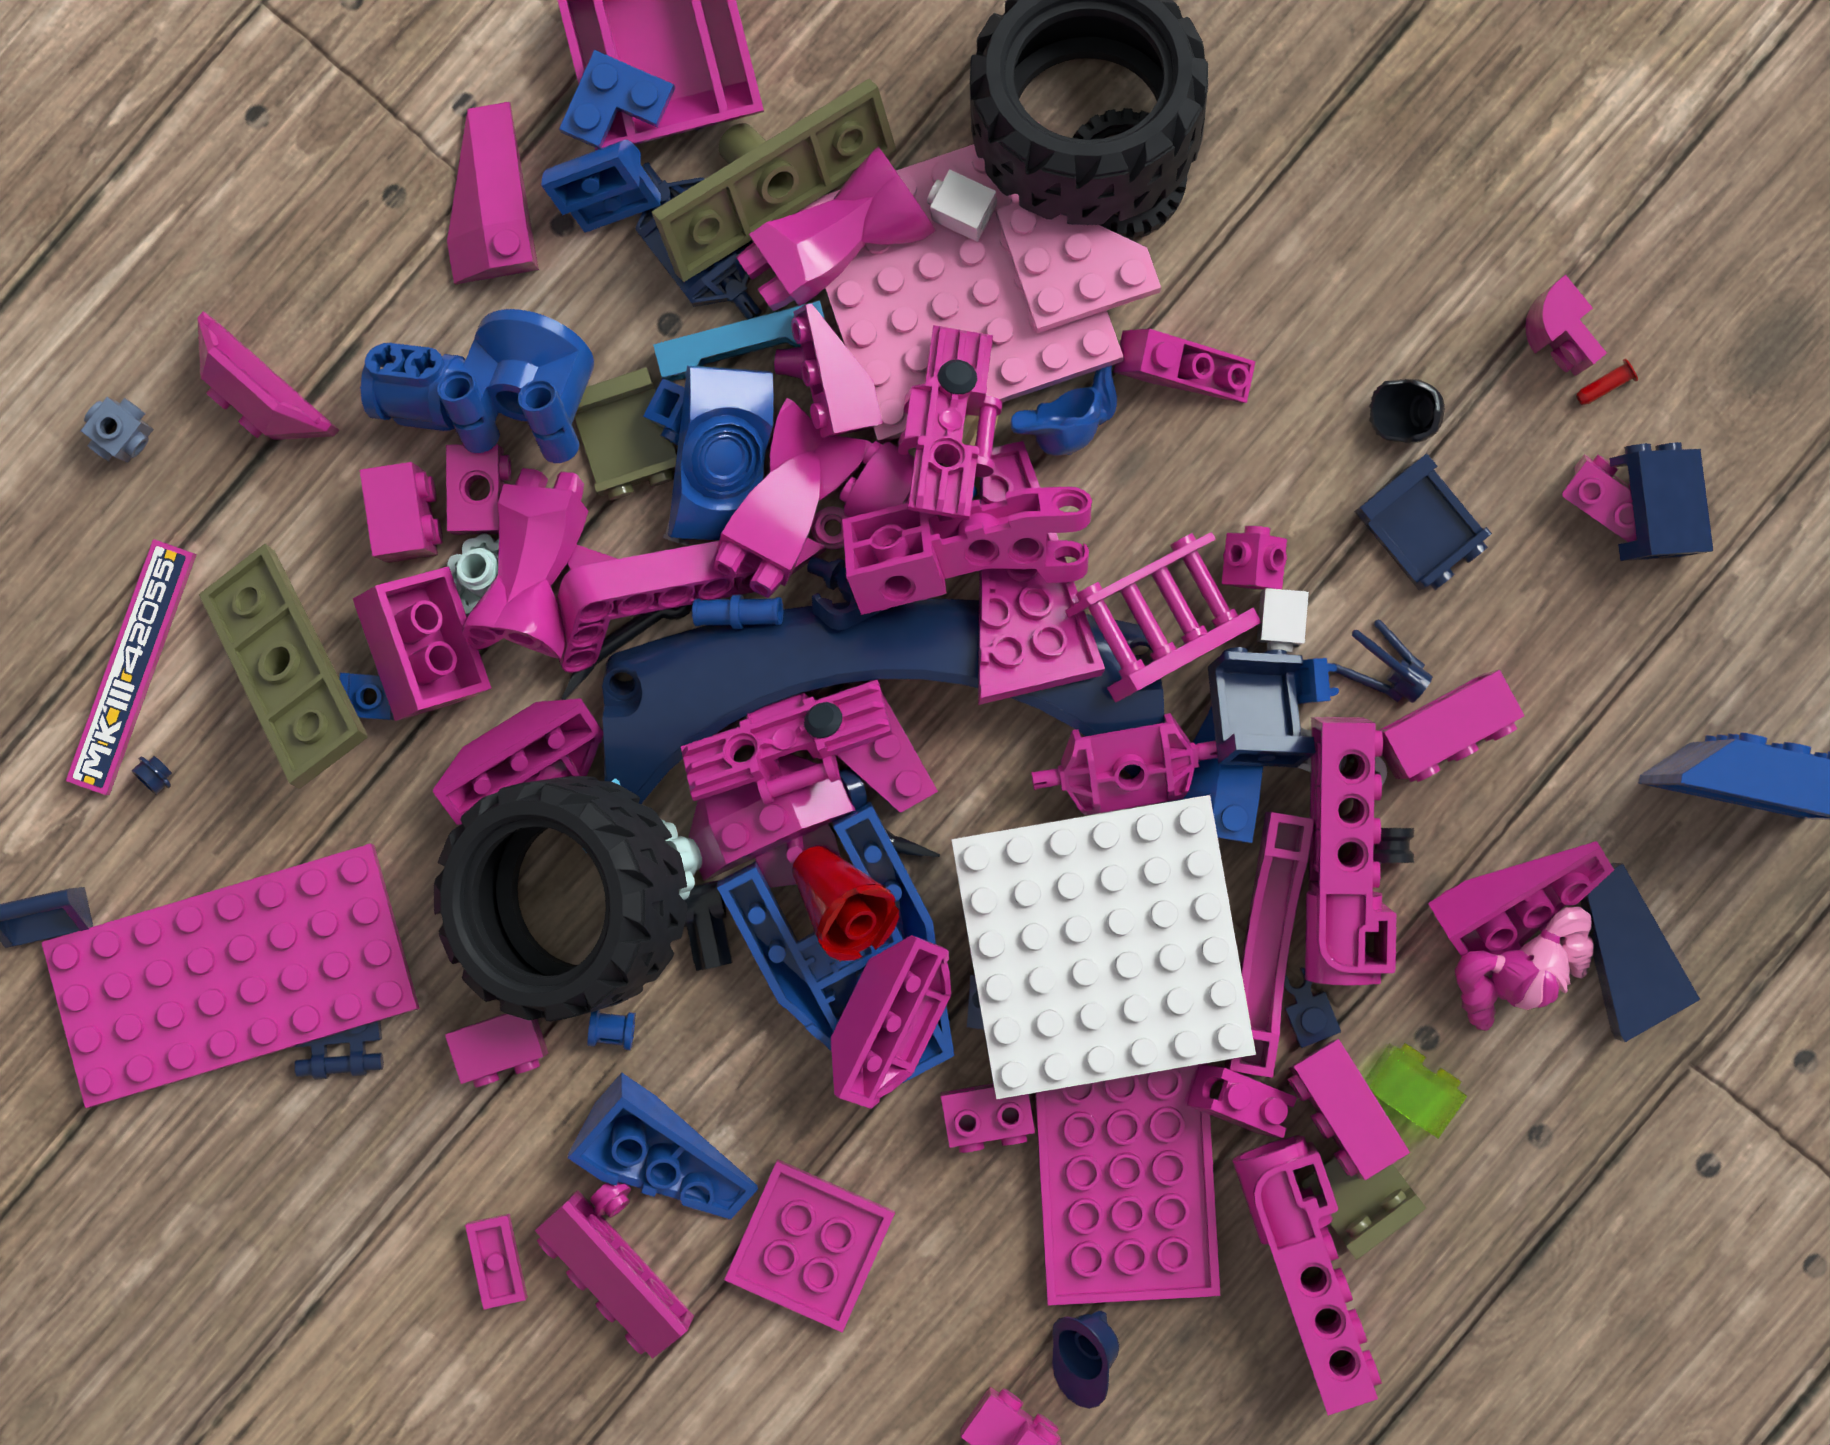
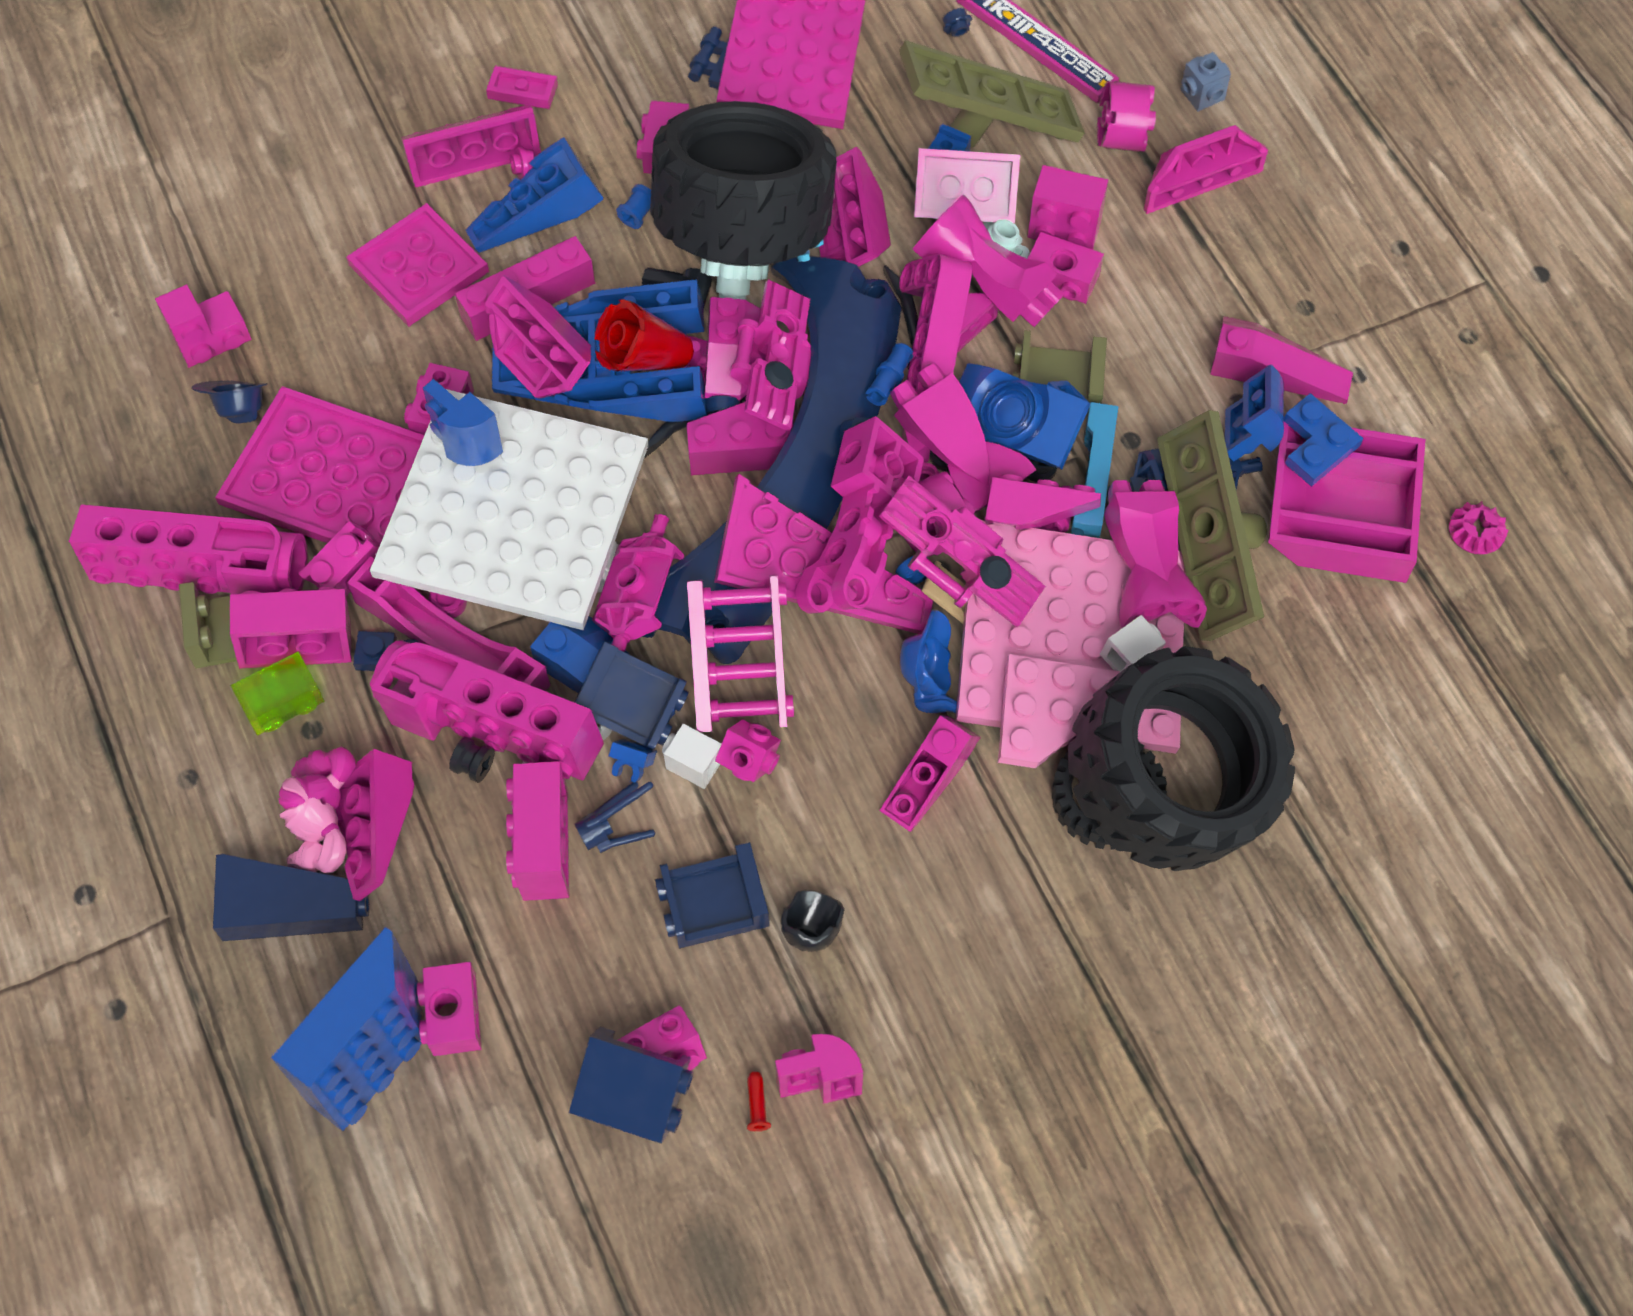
camera: 110 degrees right, 25 degrees down
(224, 501) = (1126, 116): none -> dark pink brick
(515, 367) = (1126, 288): blue piece -> none
(790, 1098) = (549, 274): none -> dark pink brick
(1067, 1025) = (463, 425): none -> blue brick
(1635, 730) = (459, 1030): none -> dark pink brick

